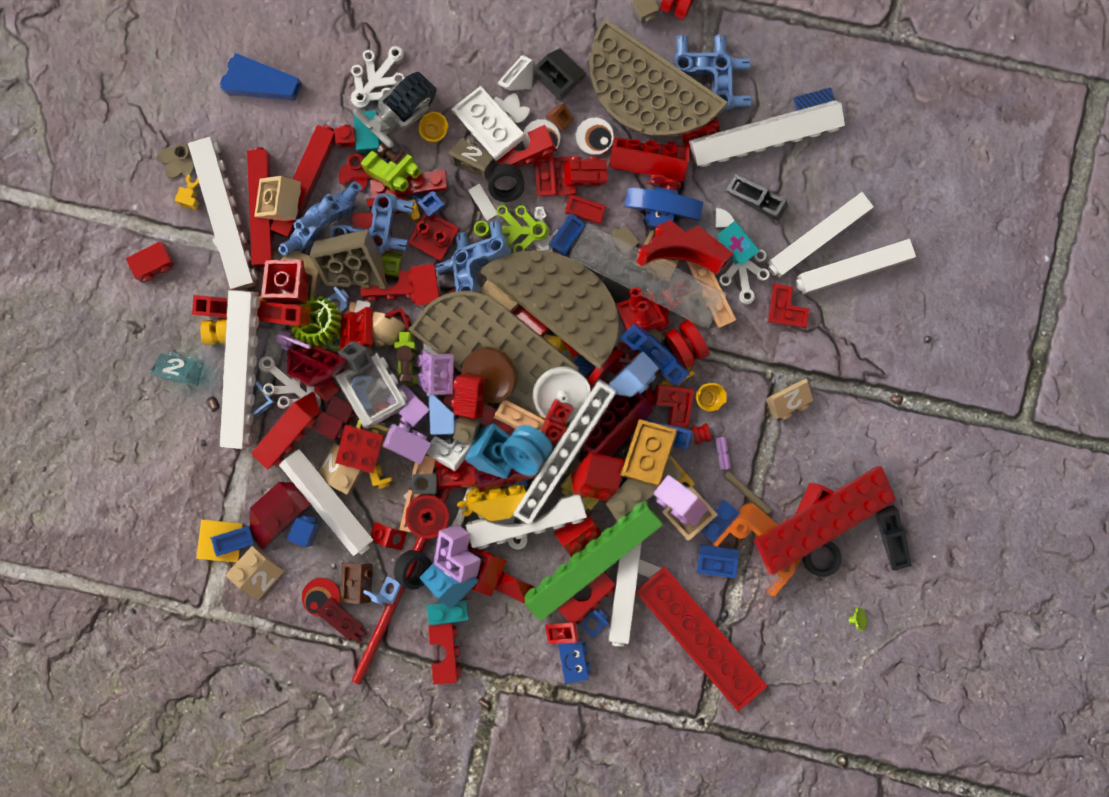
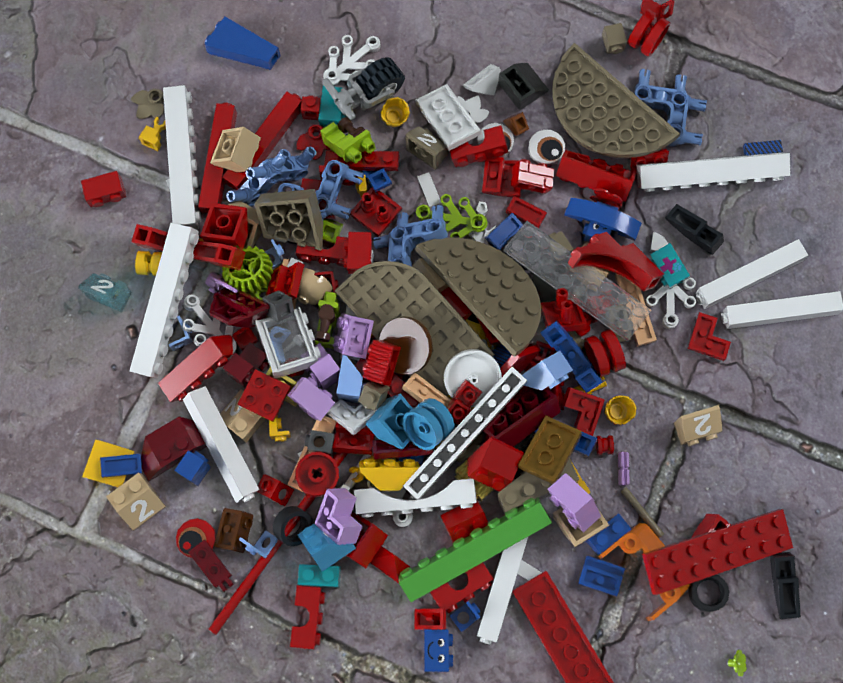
camera: 15 degrees right, 10 degrees down
(501, 171) = (449, 185): black tyre -> none

